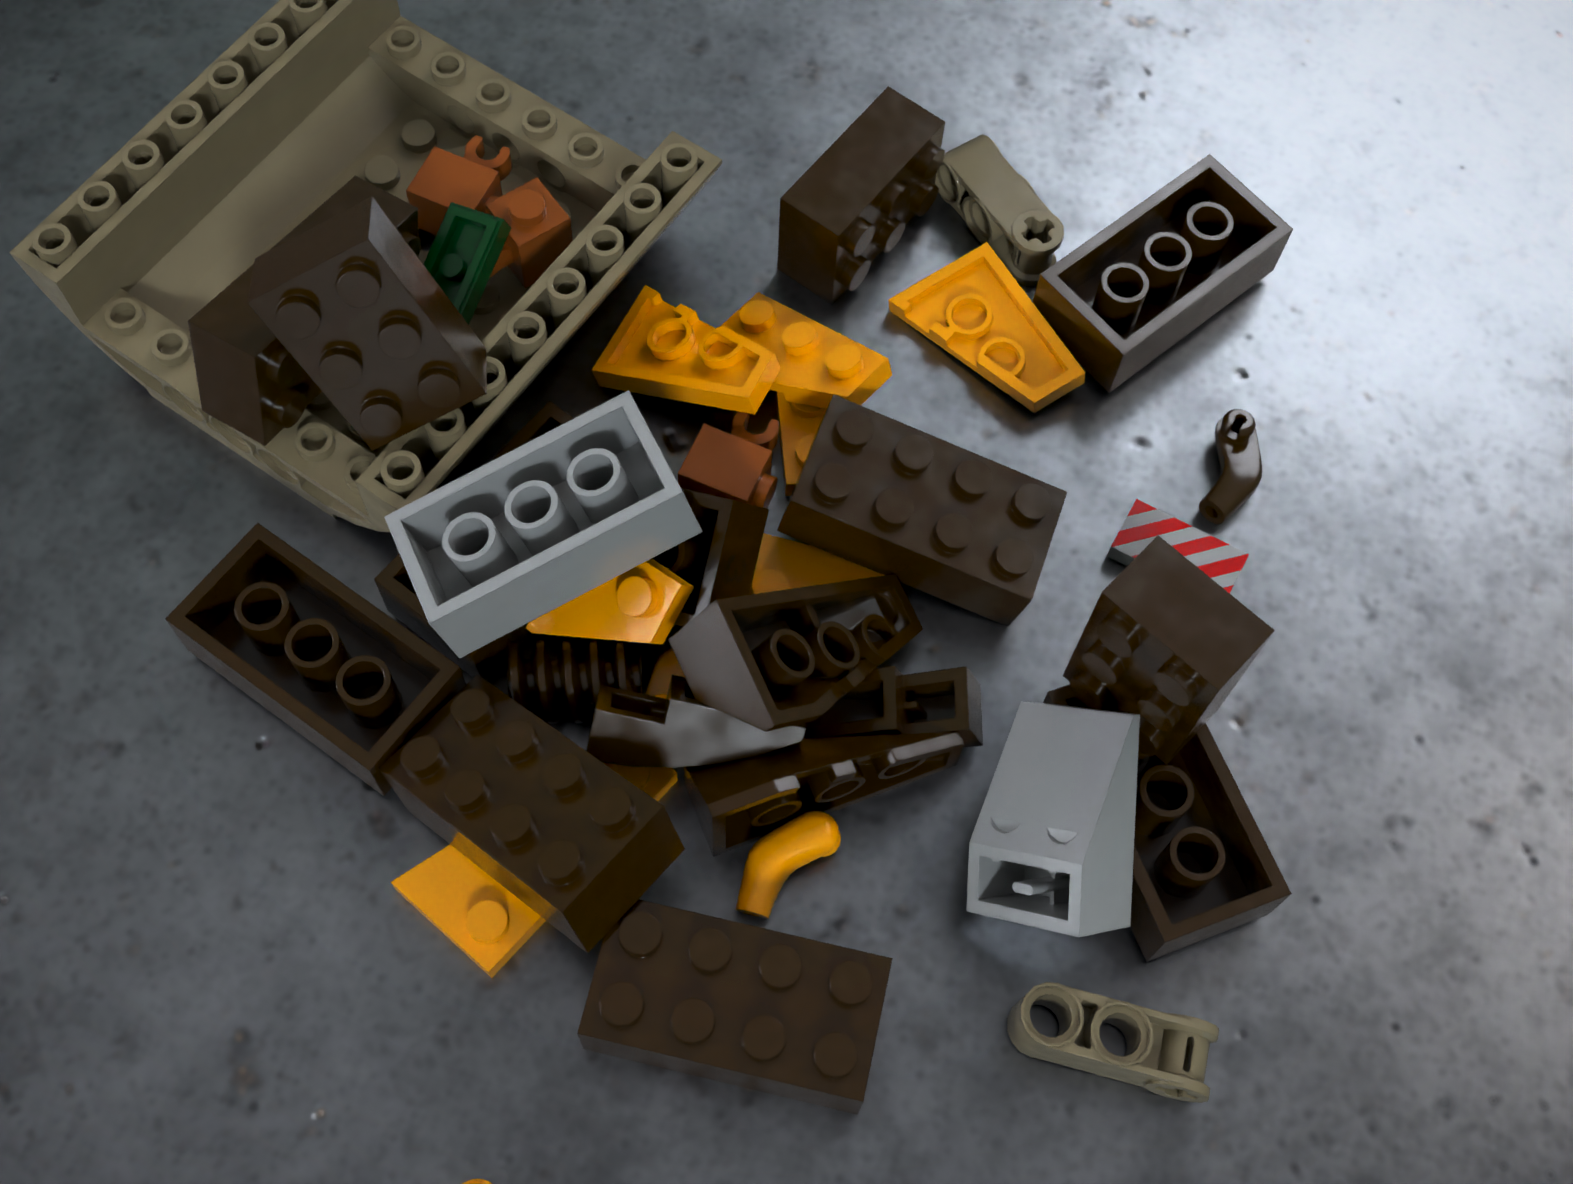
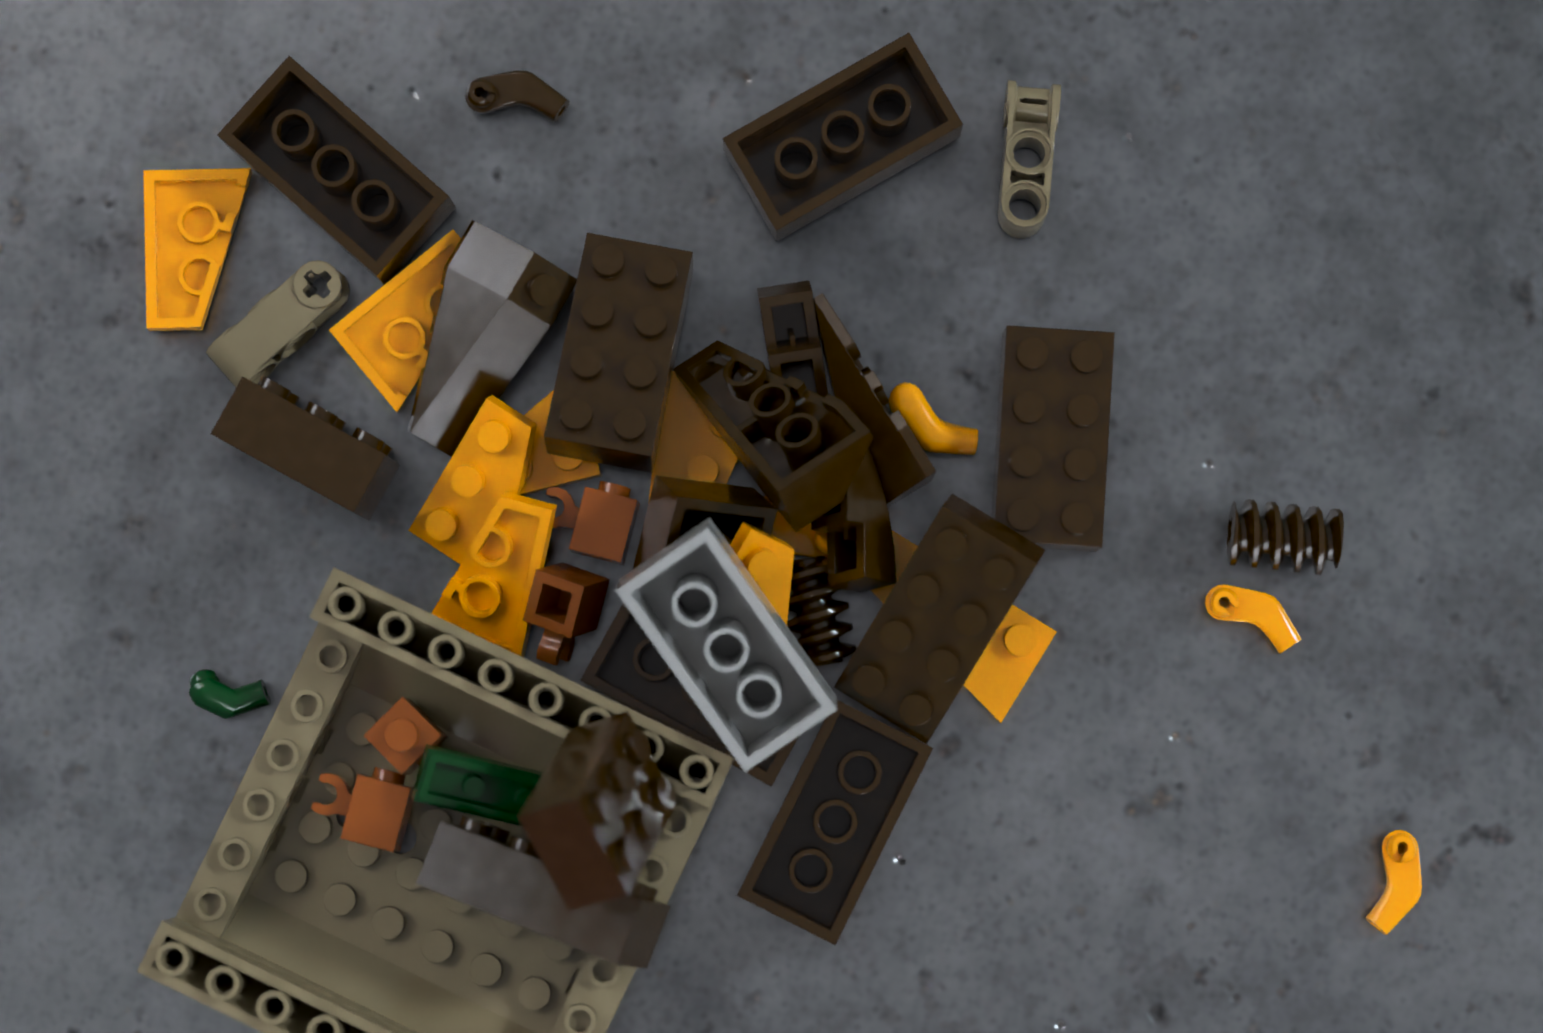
camera: 90 degrees left, 20 degrees up
(624, 97) = (224, 701): none -> dark green arm
(660, 399) = (566, 605): none -> dark orange brick
(973, 387) = (487, 324): none -> wedge
(1059, 822) = (886, 212): light grey slope -> none
(1094, 142) = (187, 240): none -> light orange wing
(1164, 648) = (765, 141): dark brown brick -> none
(1206, 552) = (607, 137): tile -> none

